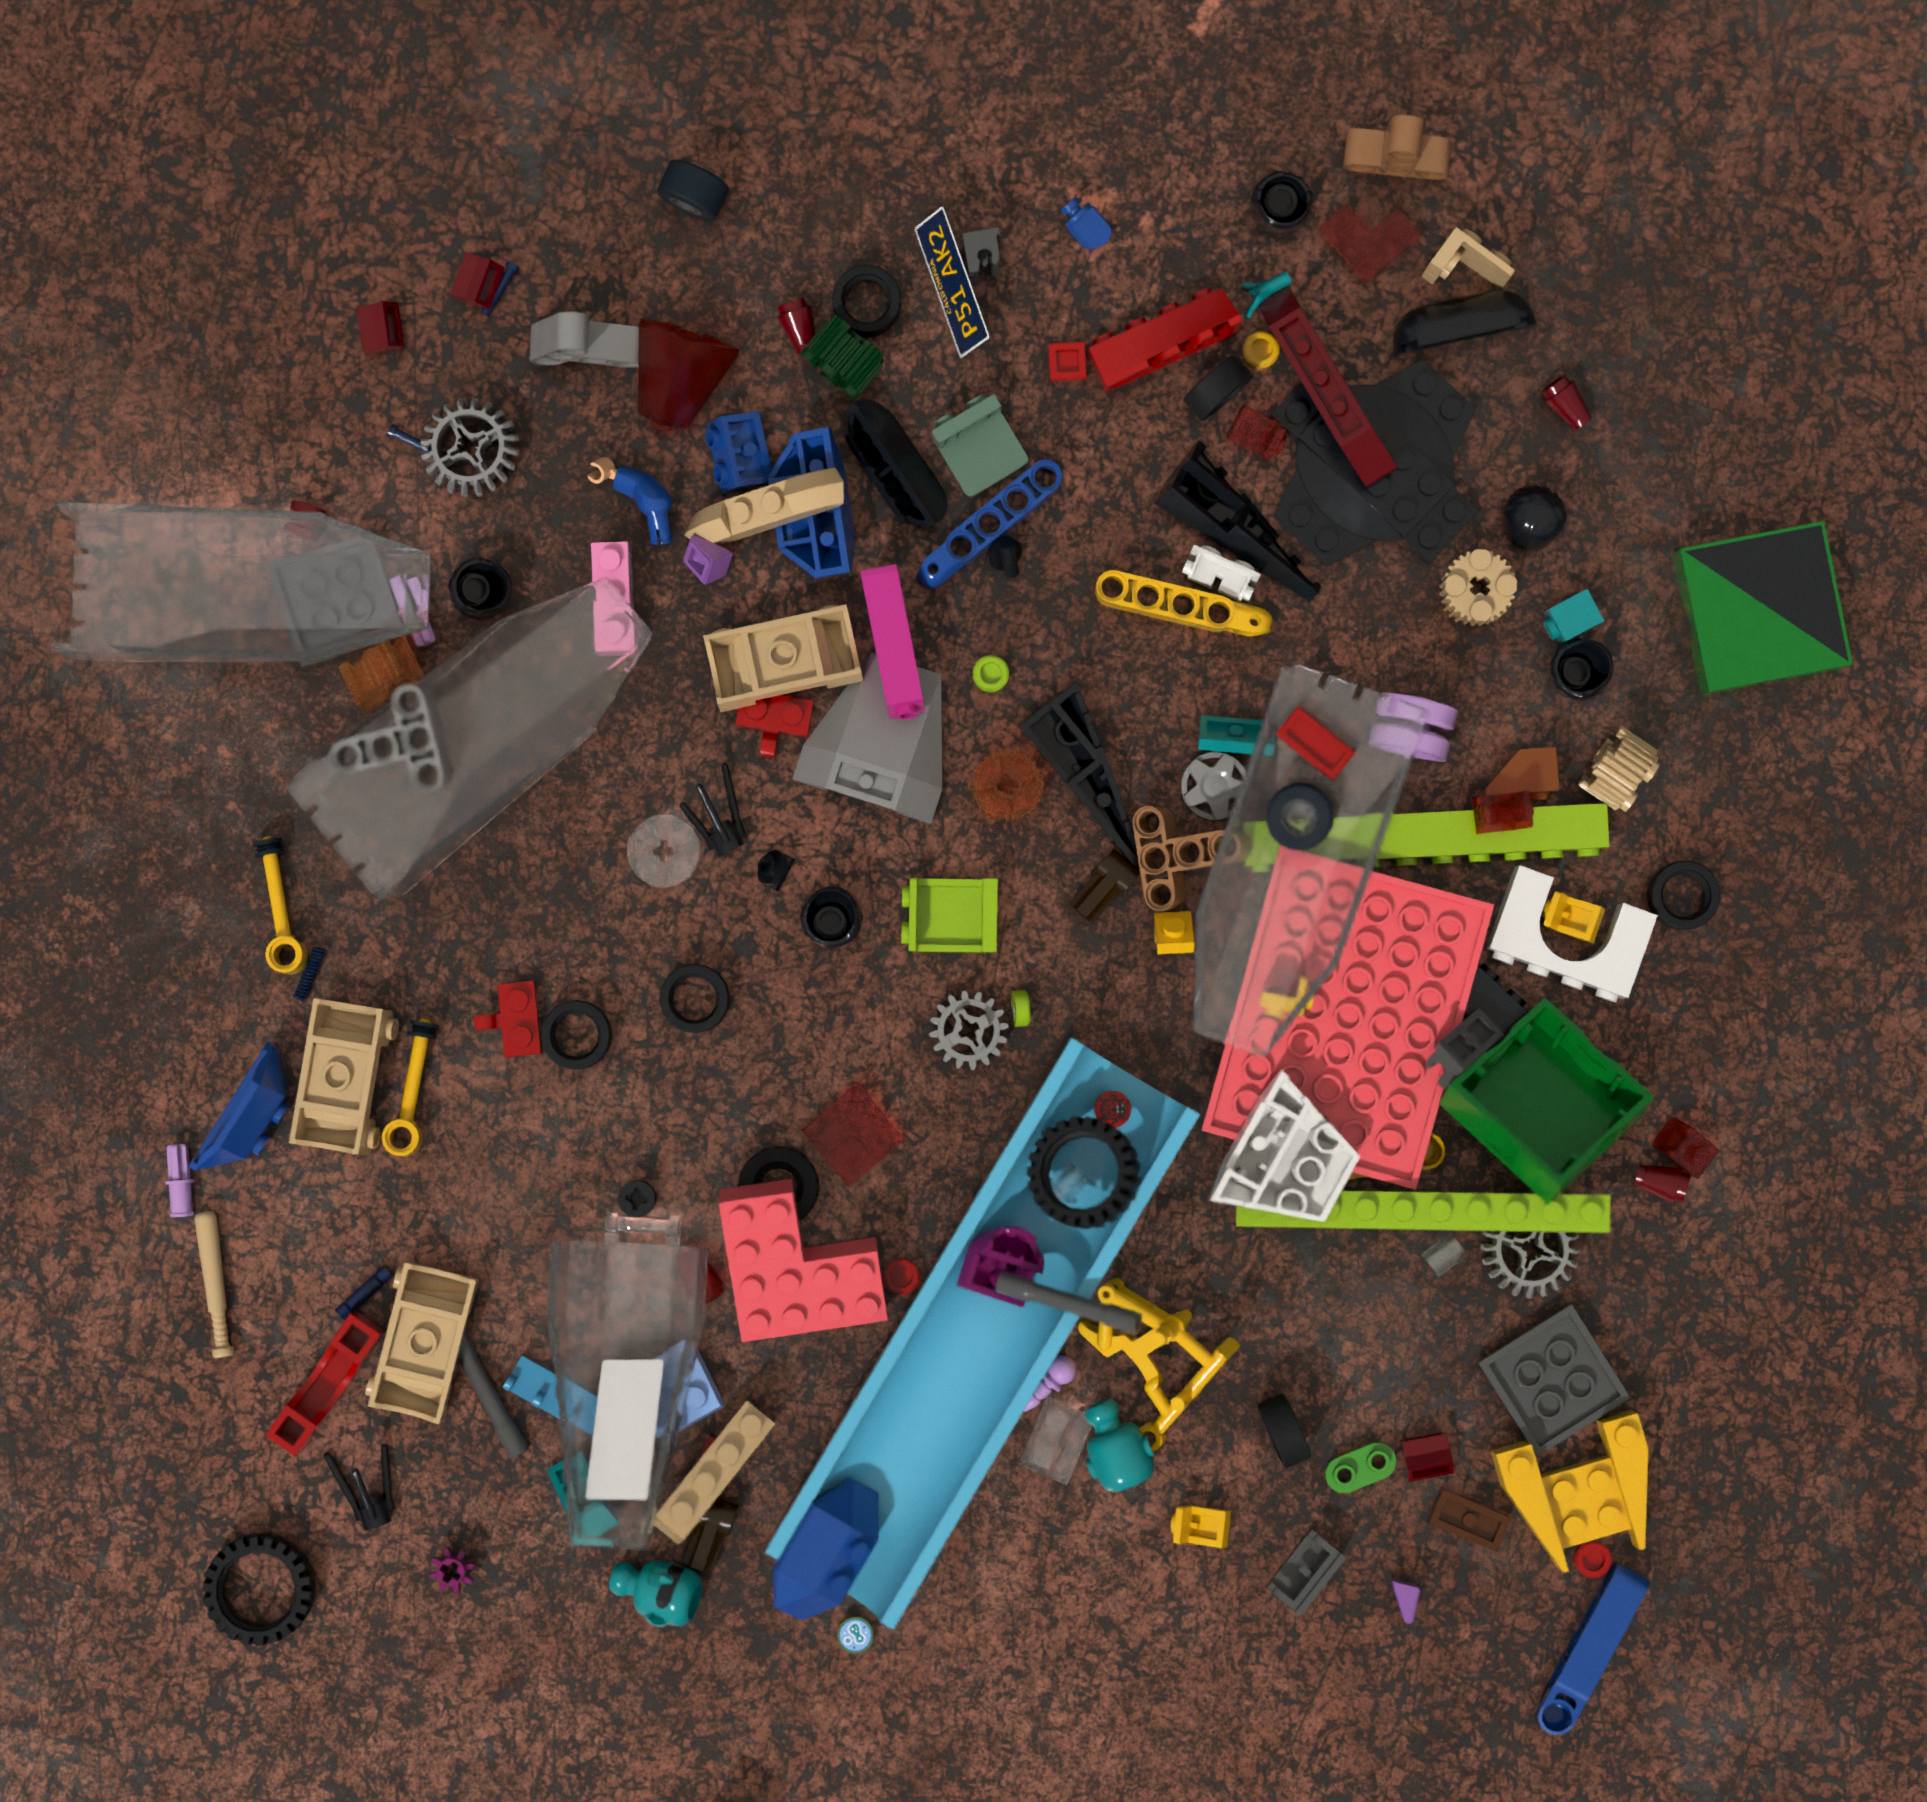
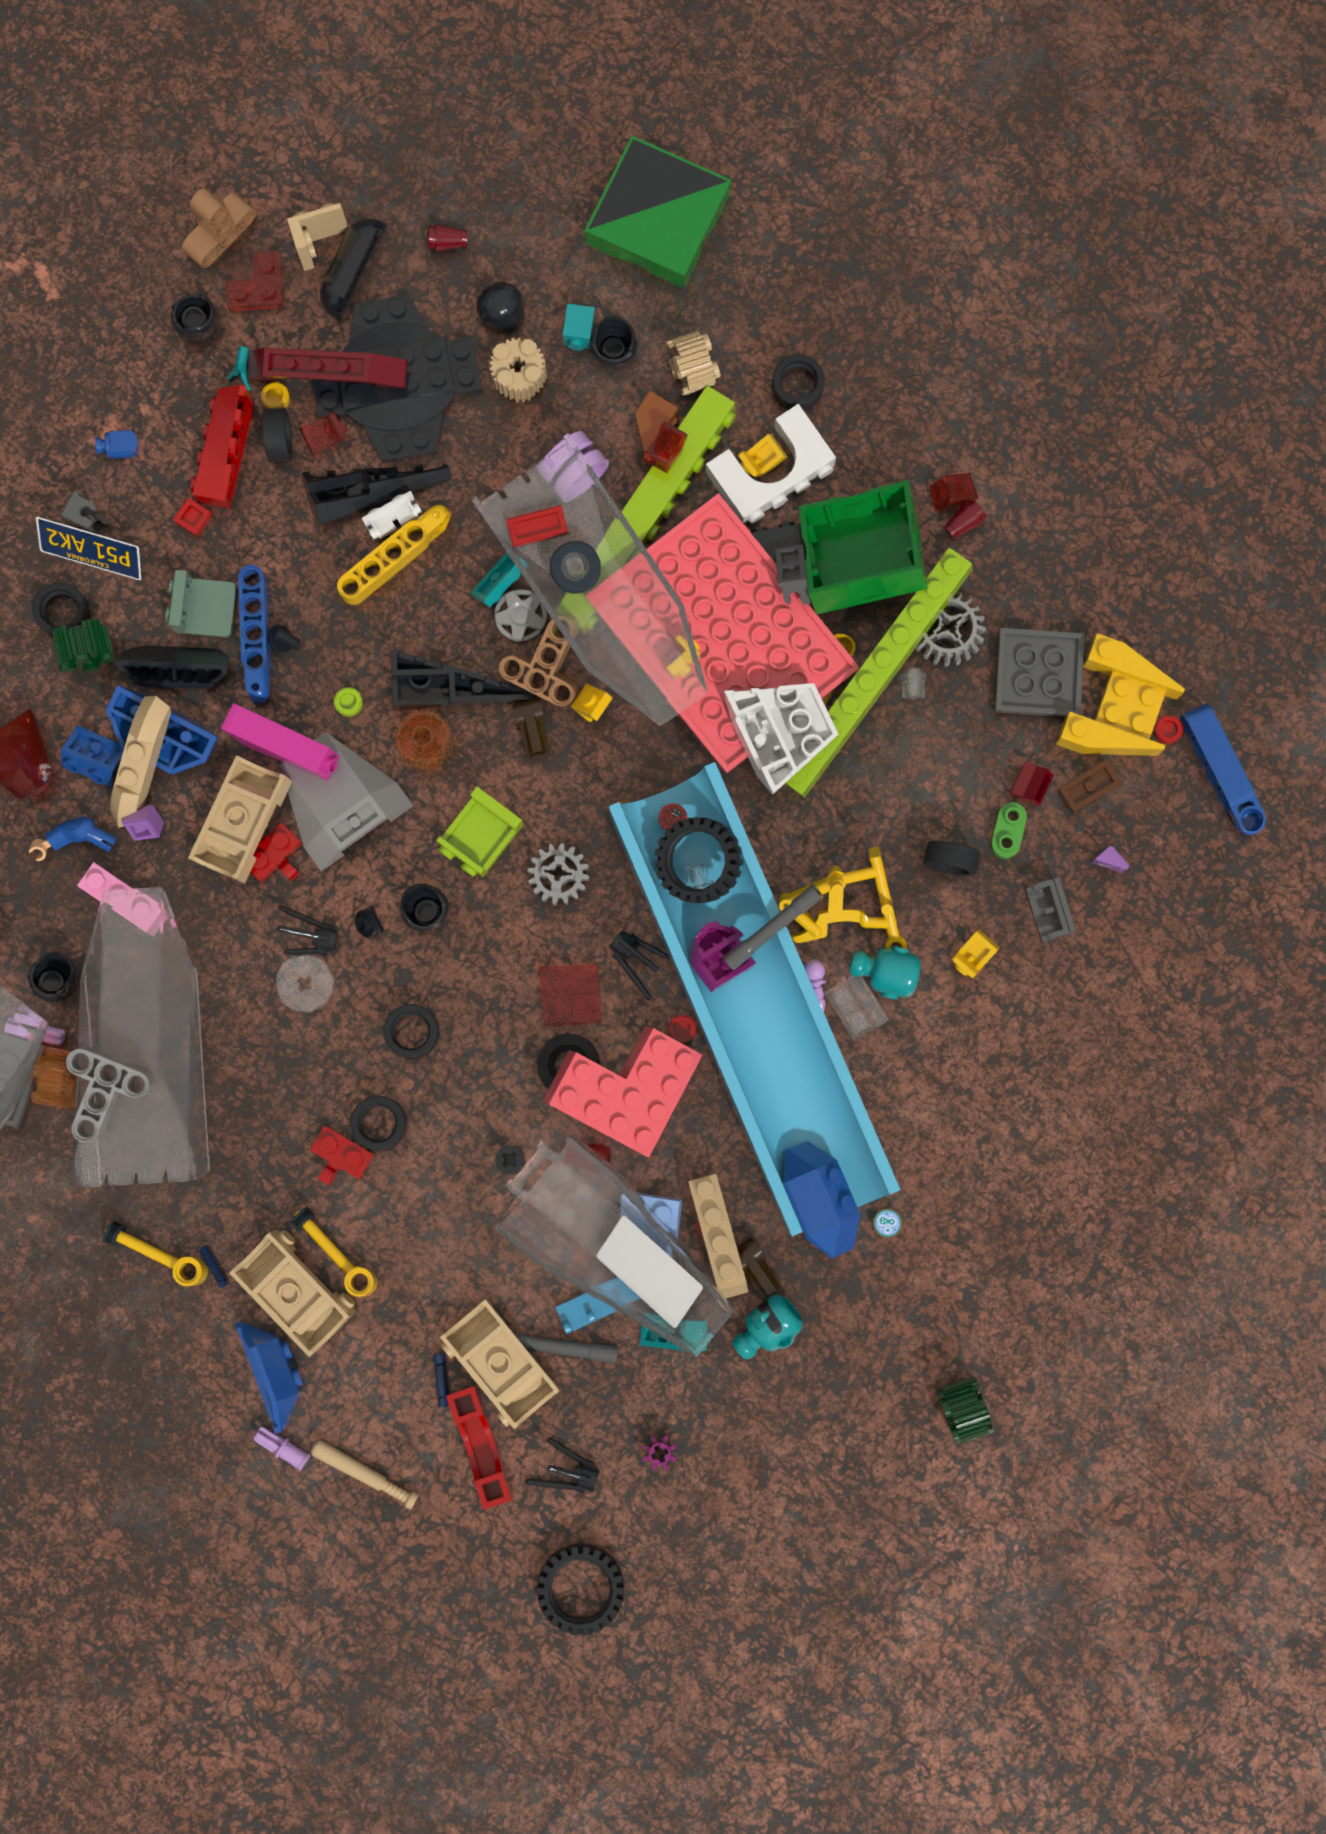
camera: 50 degrees left, 5 degrees down
(797, 322) = (40, 662): dark red cone -> none
(944, 1156) = (627, 946): none -> black plant
(1020, 1008) = (568, 832): lime tile -> none

